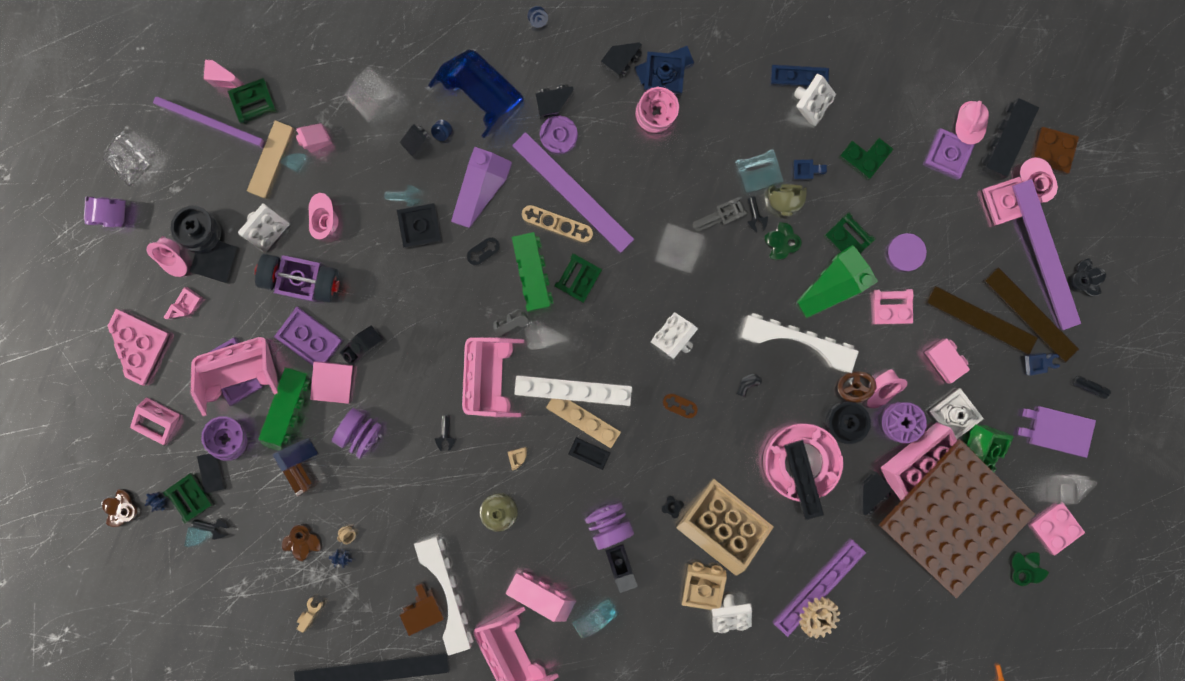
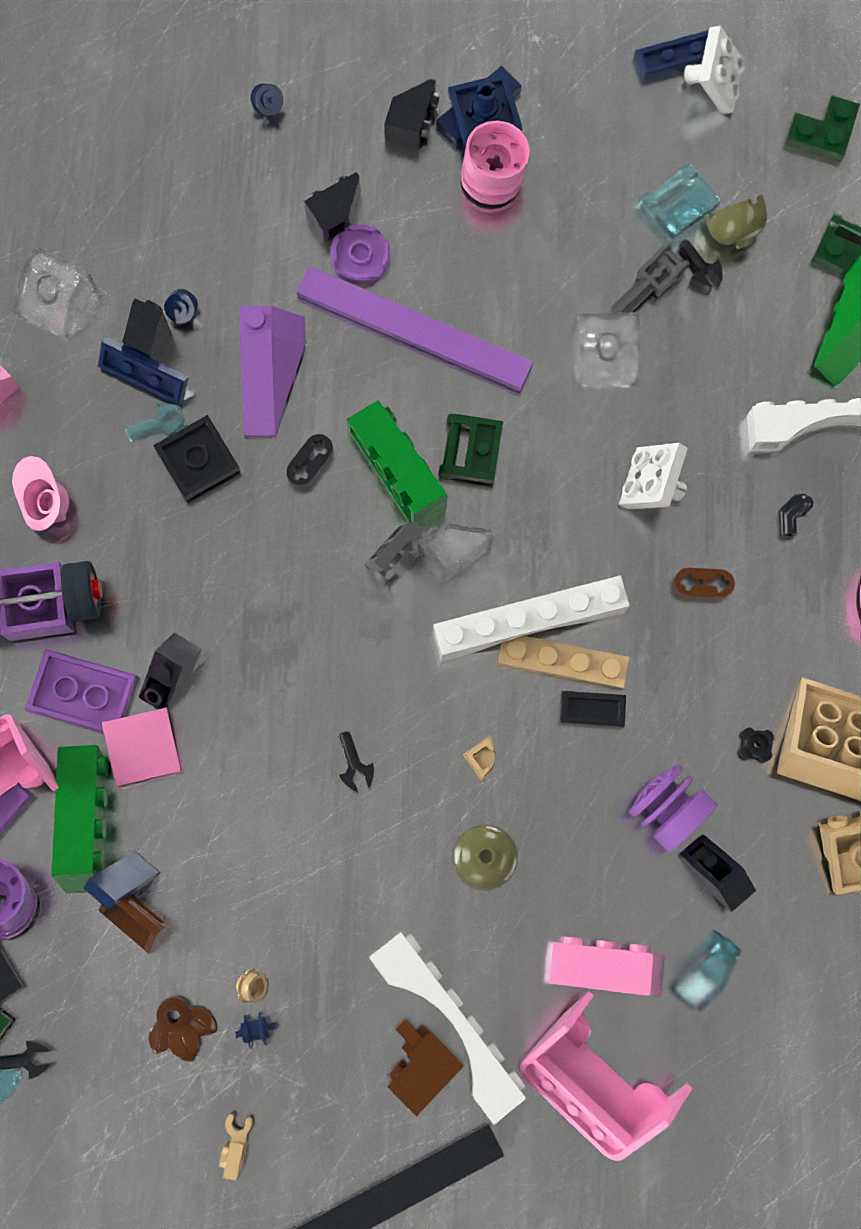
camera: 25 degrees left, 10 degrees down
(356, 433) = (208, 809): medium lavender wheel -> none
(405, 162) = (142, 371): none -> dark blue tile
(483, 85) = (214, 221): clear blue windscreen -> none
(484, 376) = (380, 646): bright pink windscreen -> none
(556, 226) = (408, 387): tan beam -> none
(780, 241) = (752, 290): dark green plate -> none
(805, 169) = (747, 175): dark blue plate -> none

